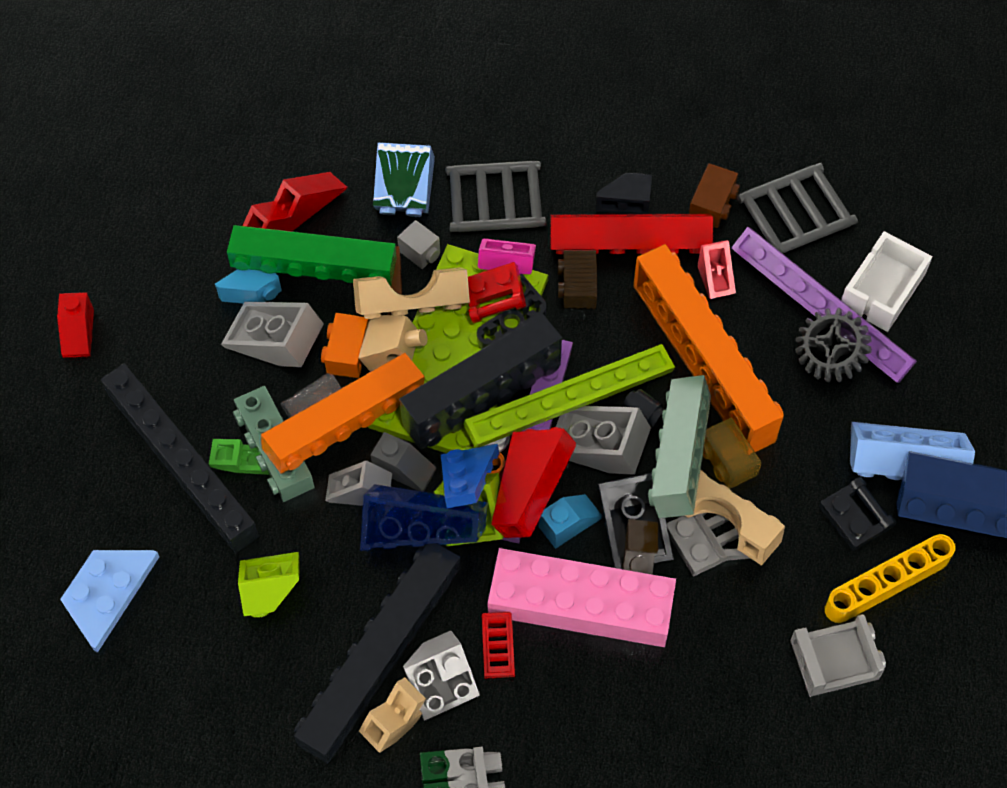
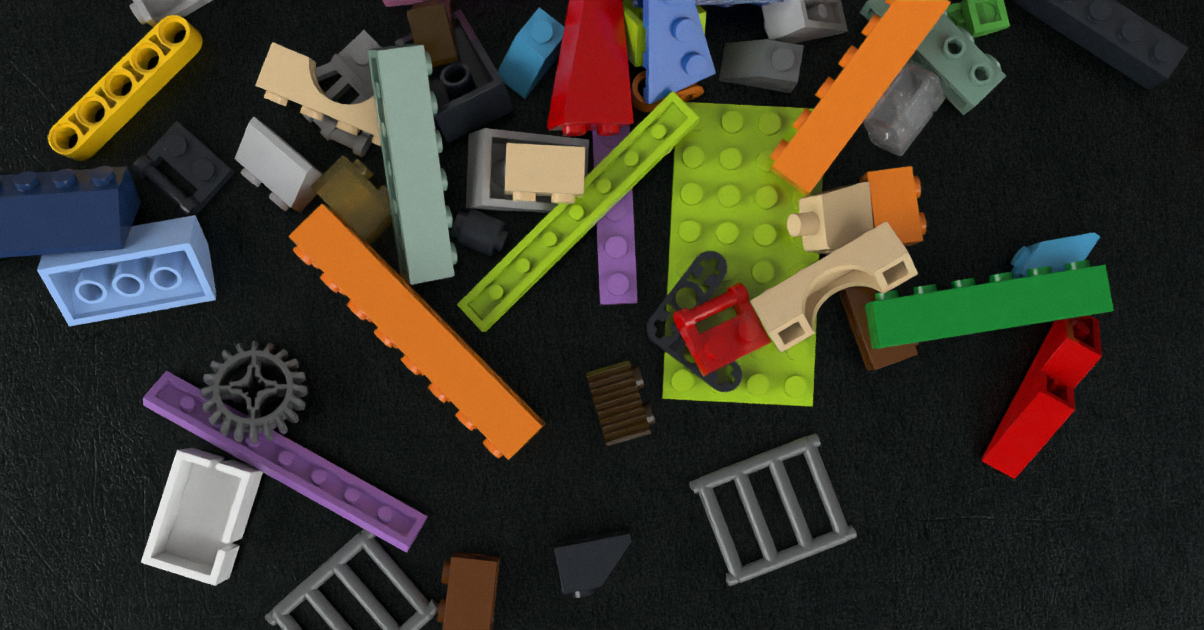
camera: 165 degrees right, 25 degrees up
(274, 332) = (993, 198): light grey slope -> none
(403, 179) = (908, 489): slope -> none
(419, 244) = (849, 391): light grey brick -> none
(481, 381) = (697, 176): black brick -> none
(498, 253) = (724, 392): dark pink slope -> none
(587, 413) = (544, 172): none -> tan brick
(630, 232) = (567, 494): red brick -> none
(716, 269) = (435, 468): coral slope -> none
(780, 486) = (277, 166): none -> light grey slope

